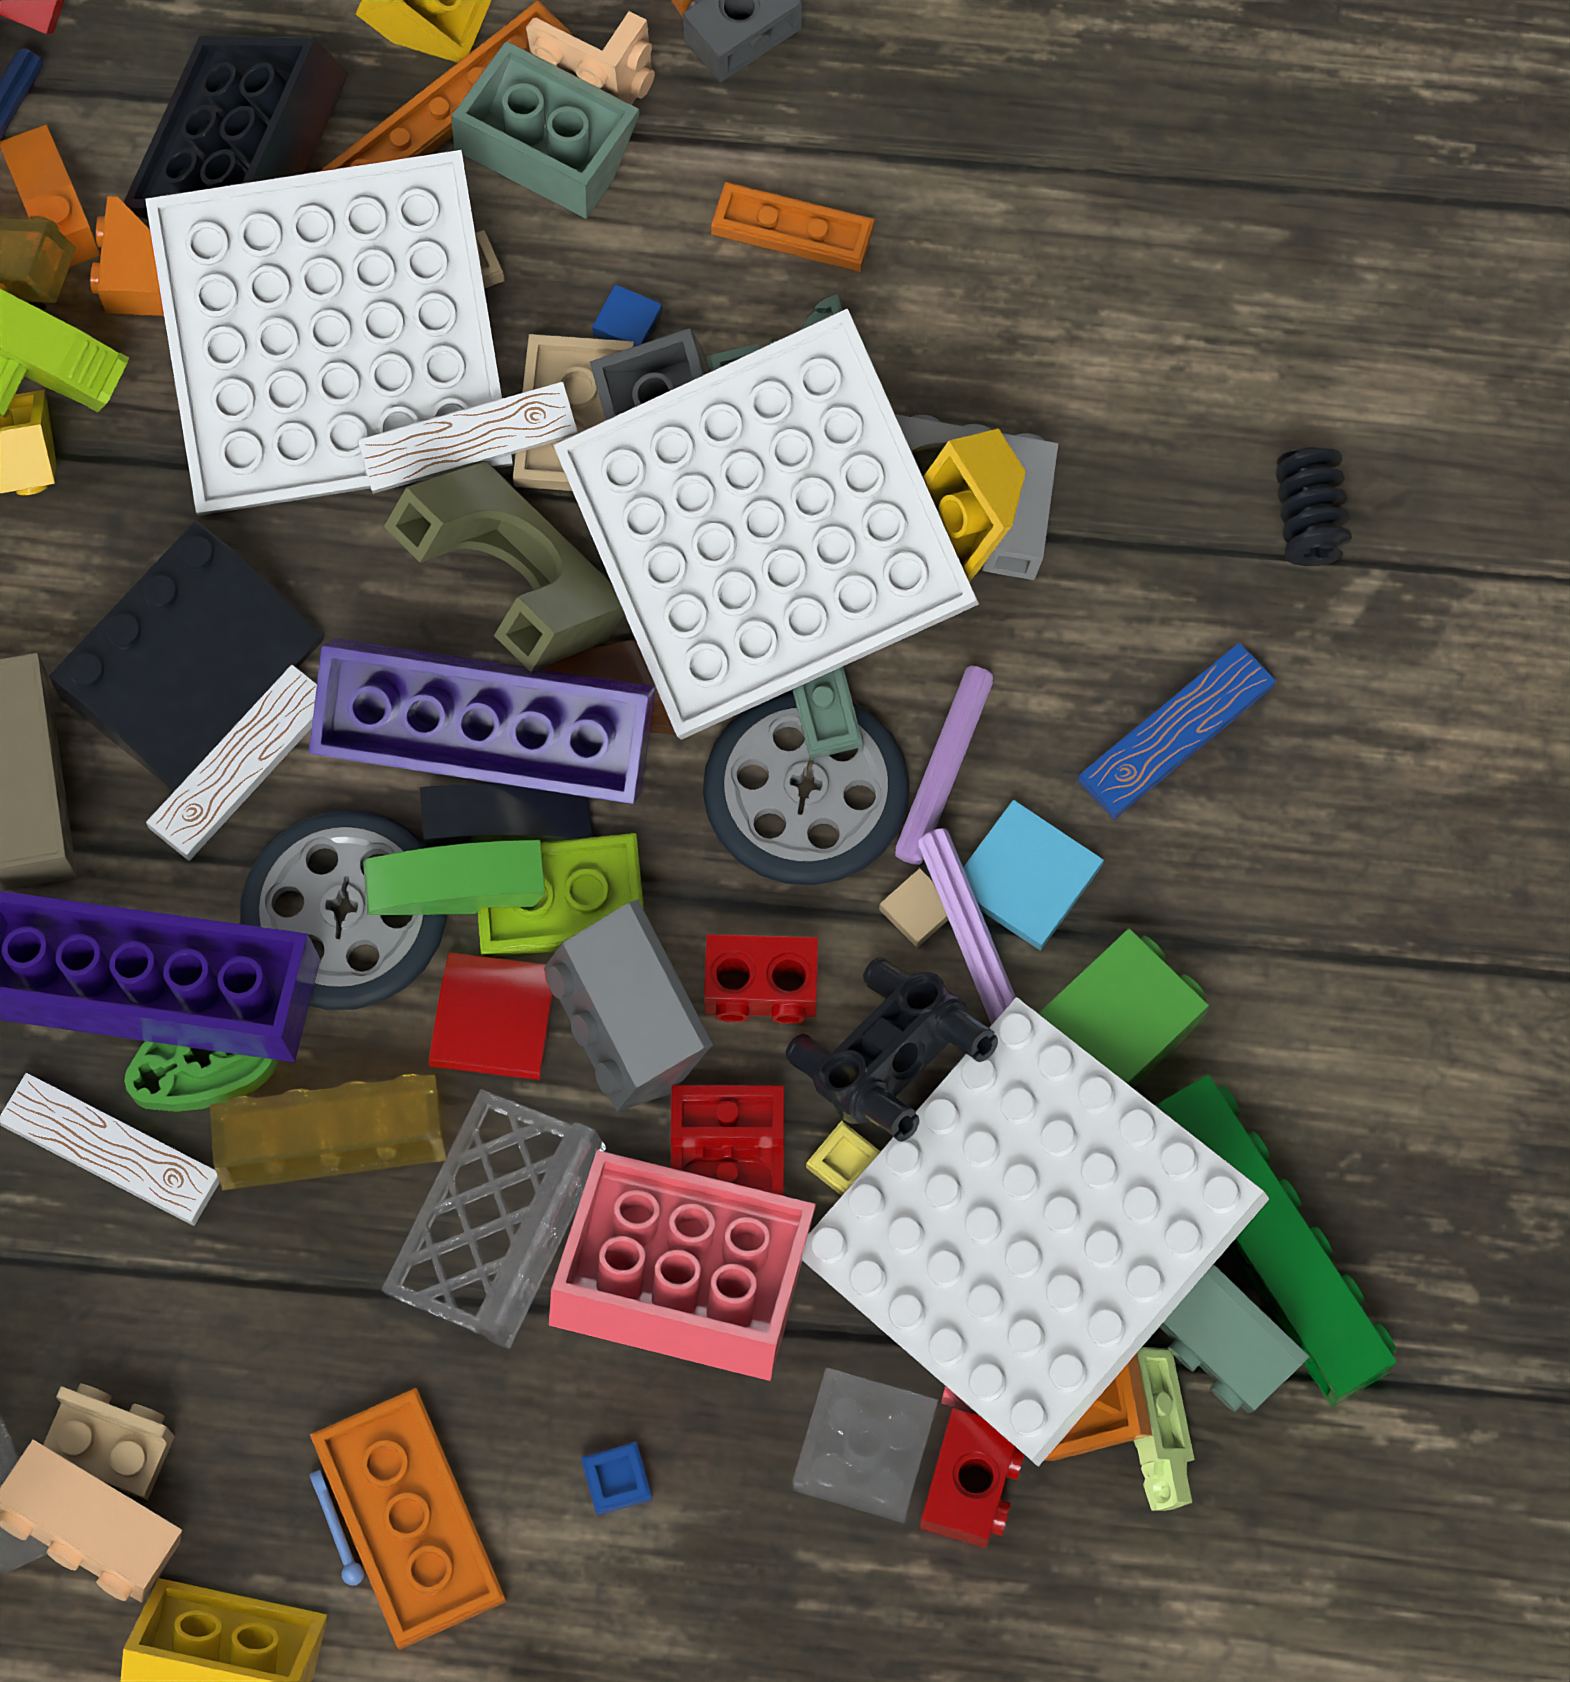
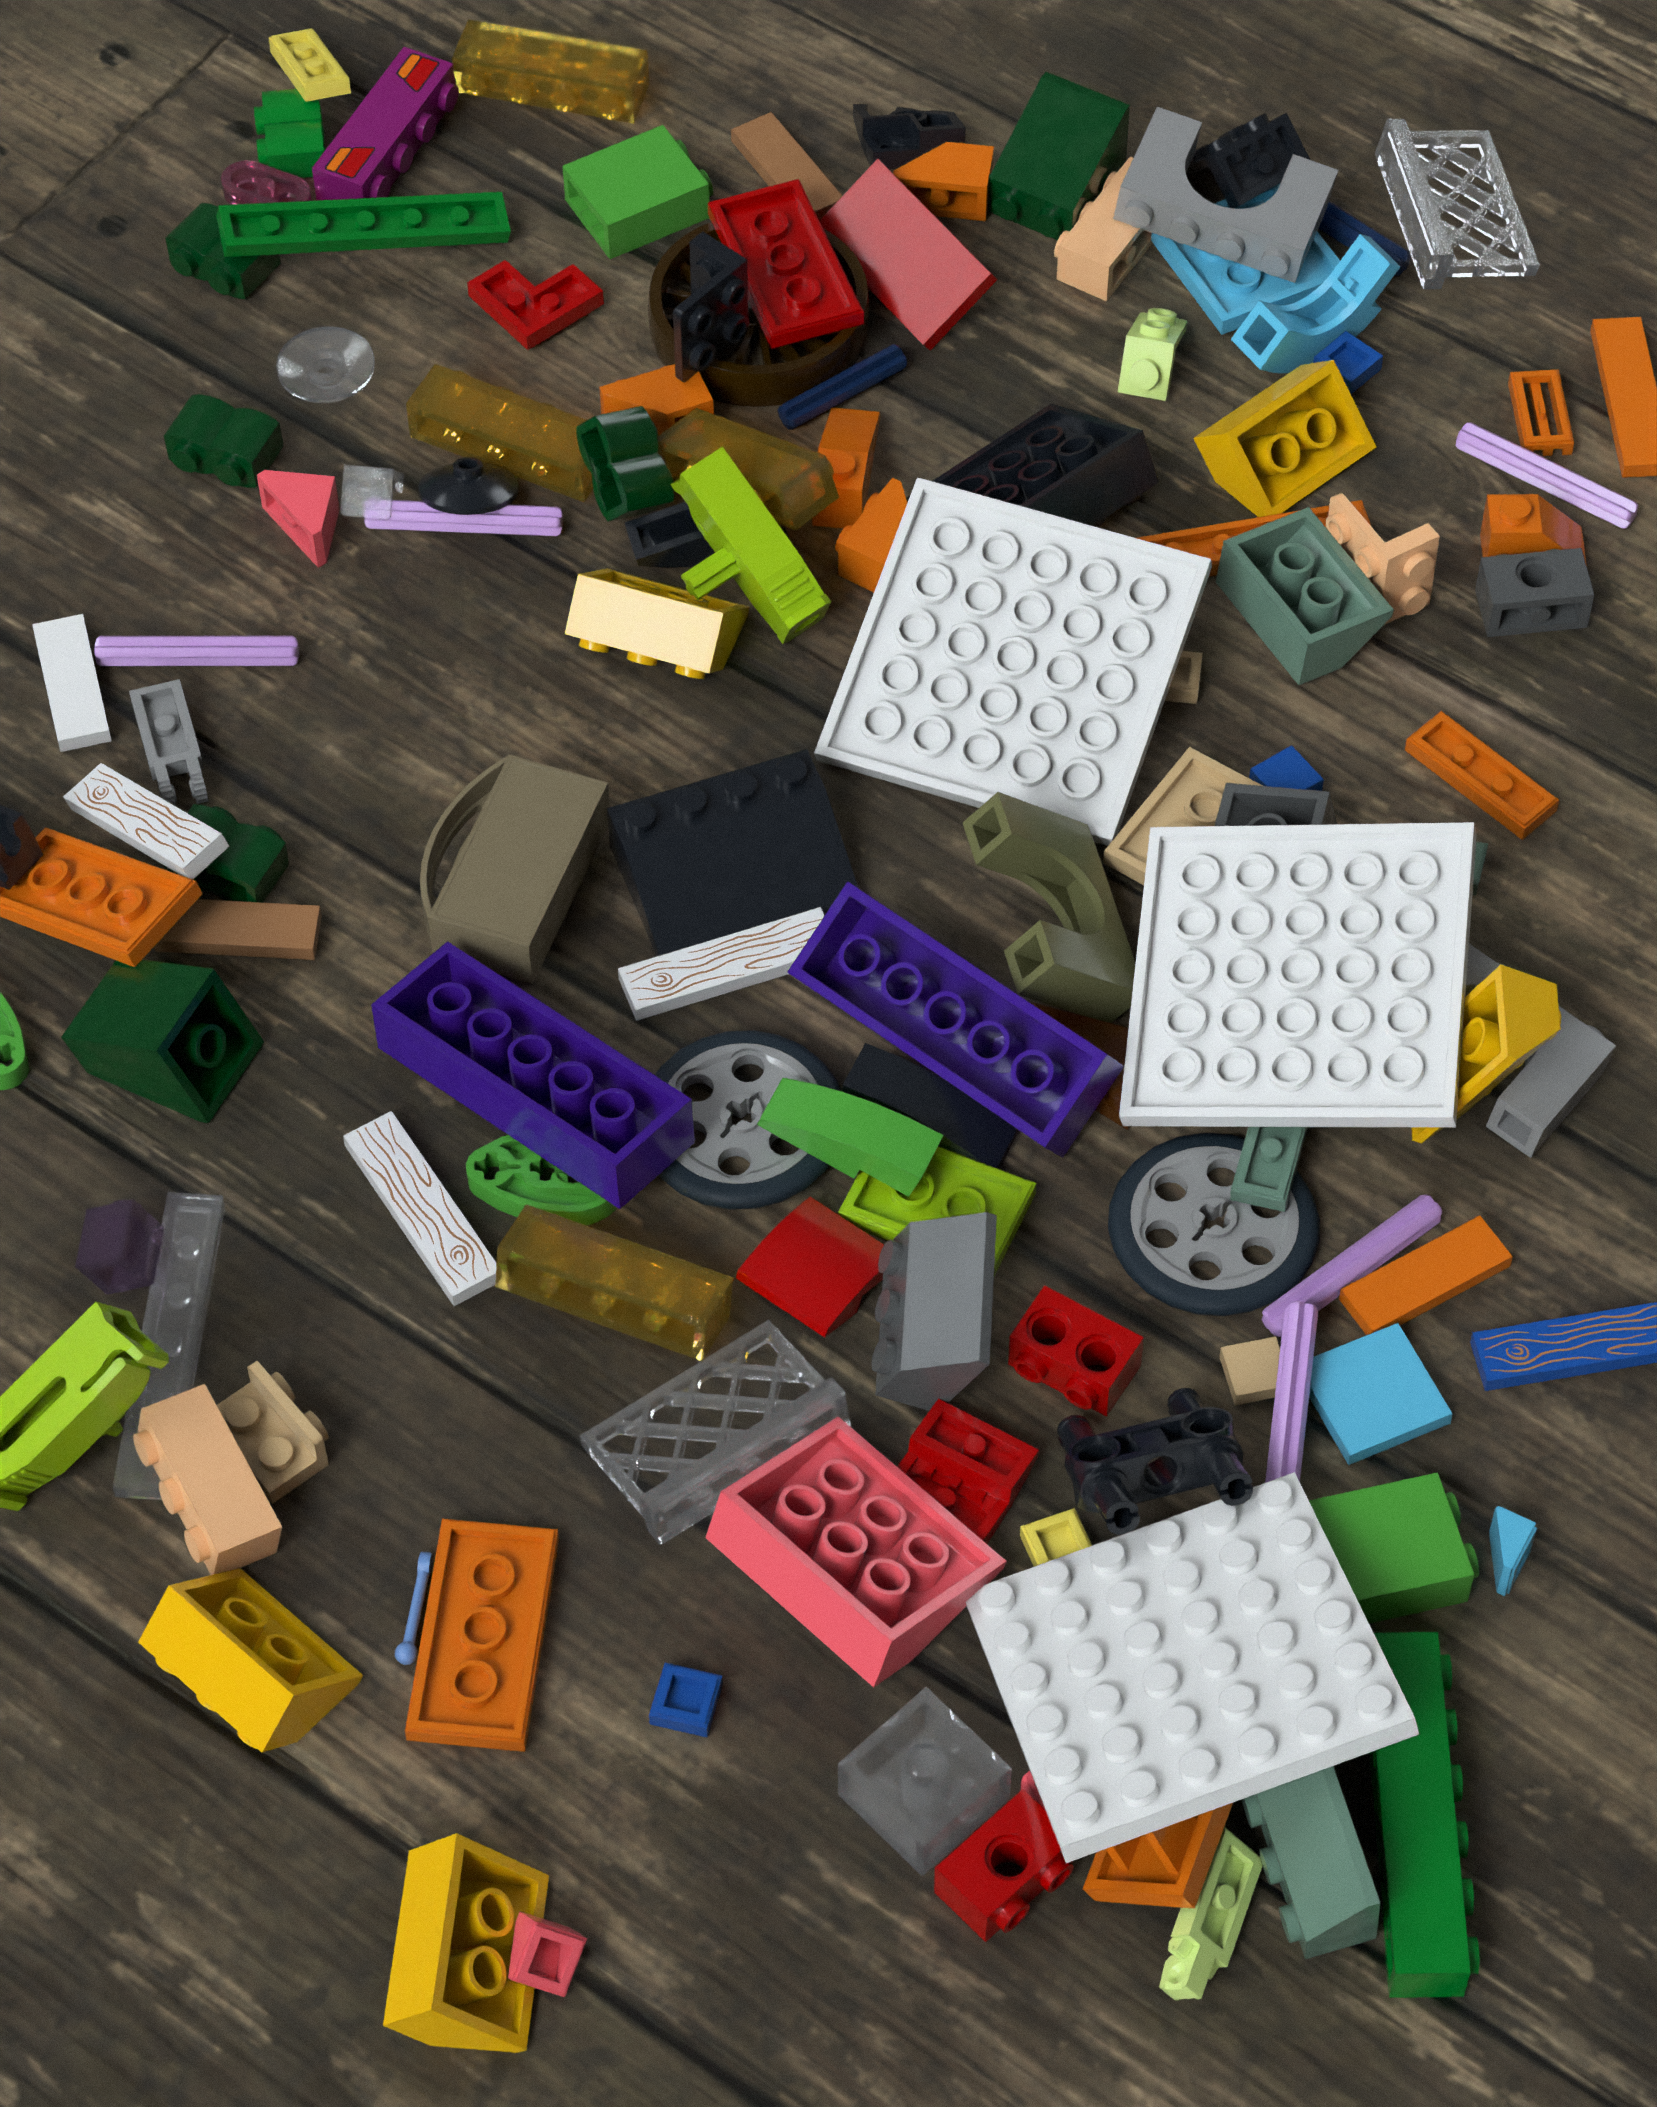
camera: 30 degrees right, 15 degrees down
(467, 437) = (1086, 795): white tile -> none
(1010, 743) = (1426, 1277): none -> orange tile
(1217, 958) = (1510, 1546): none -> medium azure slope

